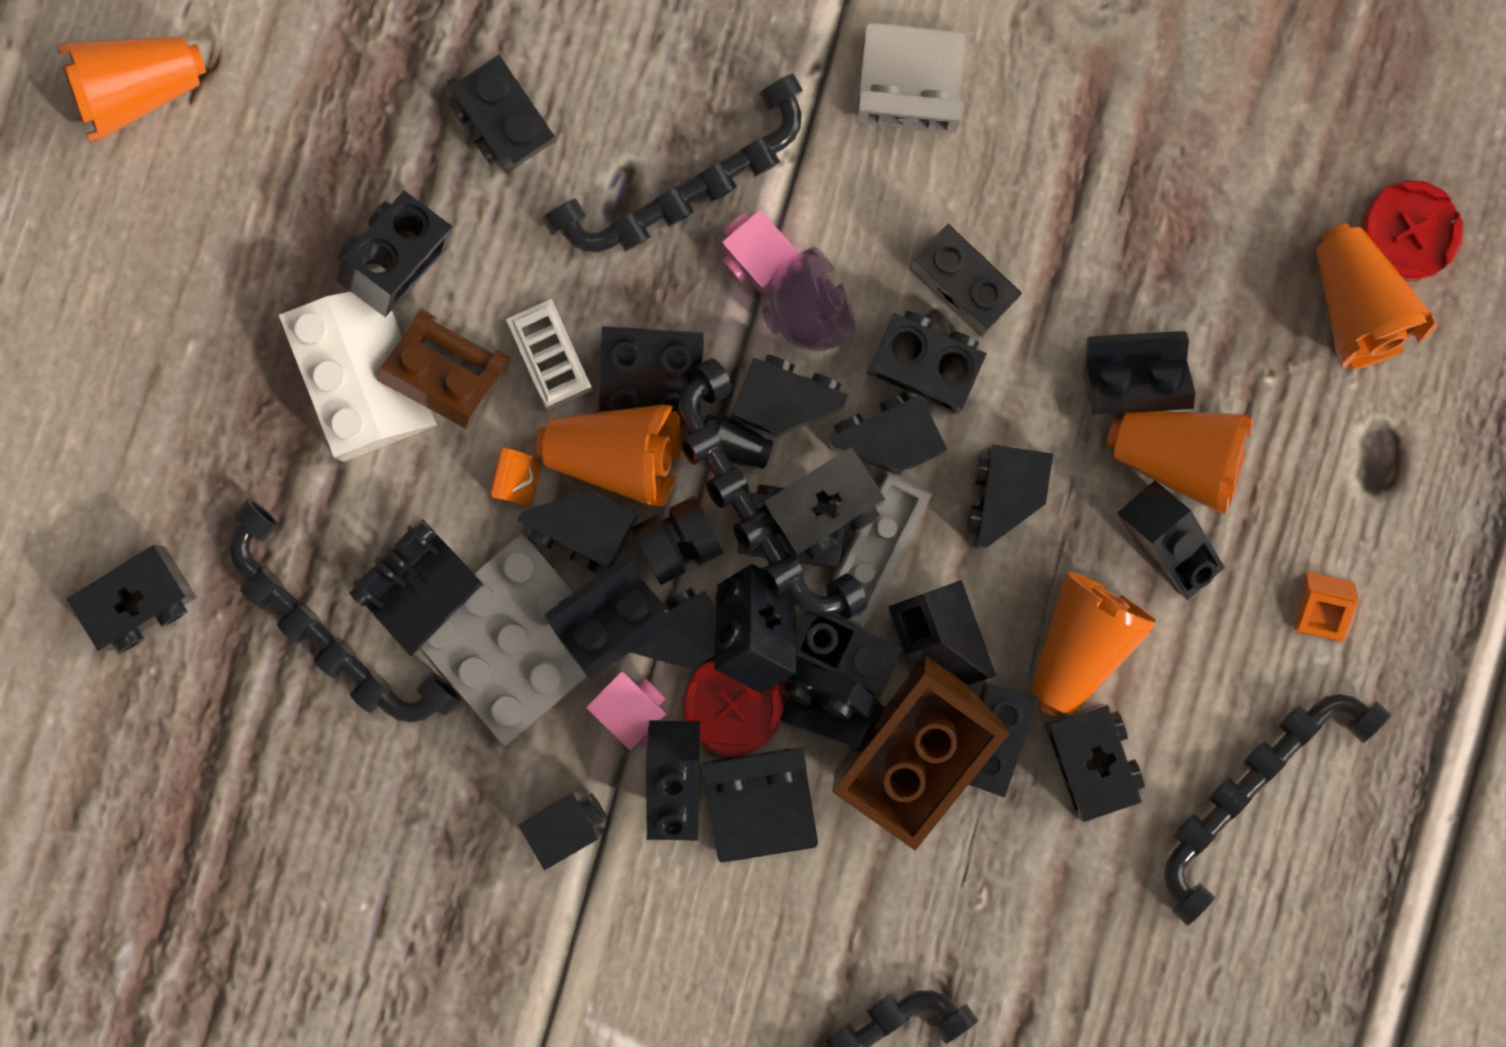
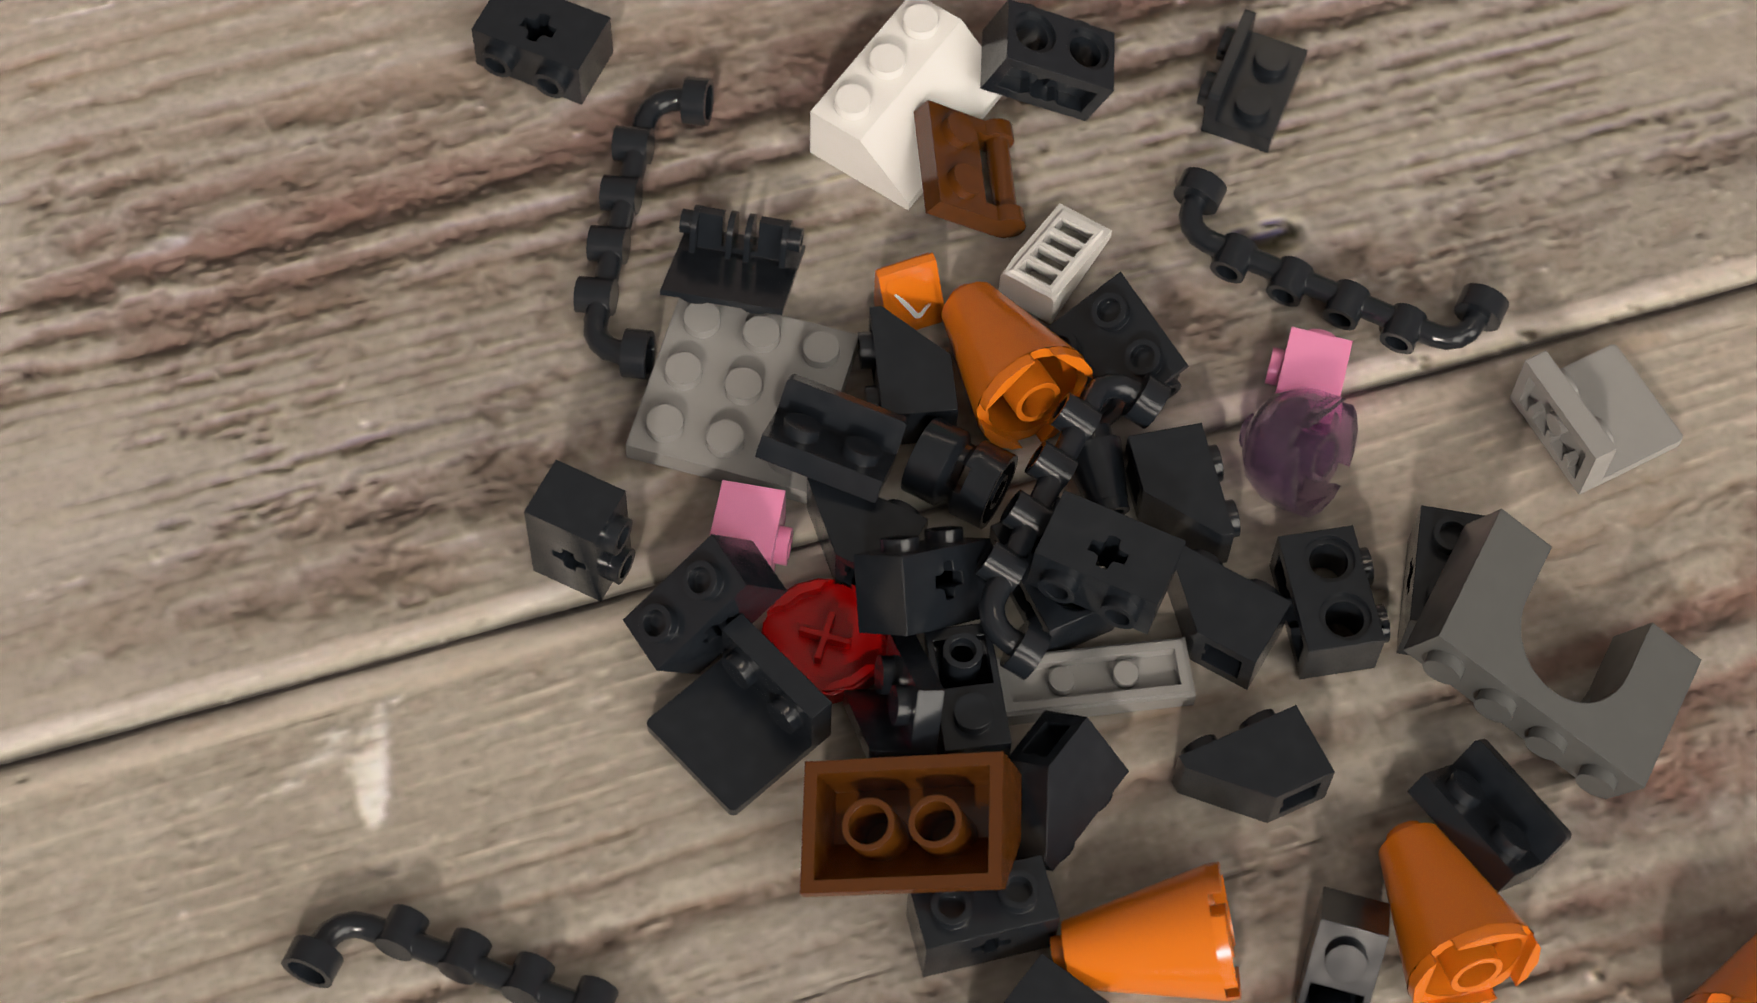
camera: 55 degrees right, 25 degrees down
(1036, 305) = (1475, 644): none -> dark grey arch

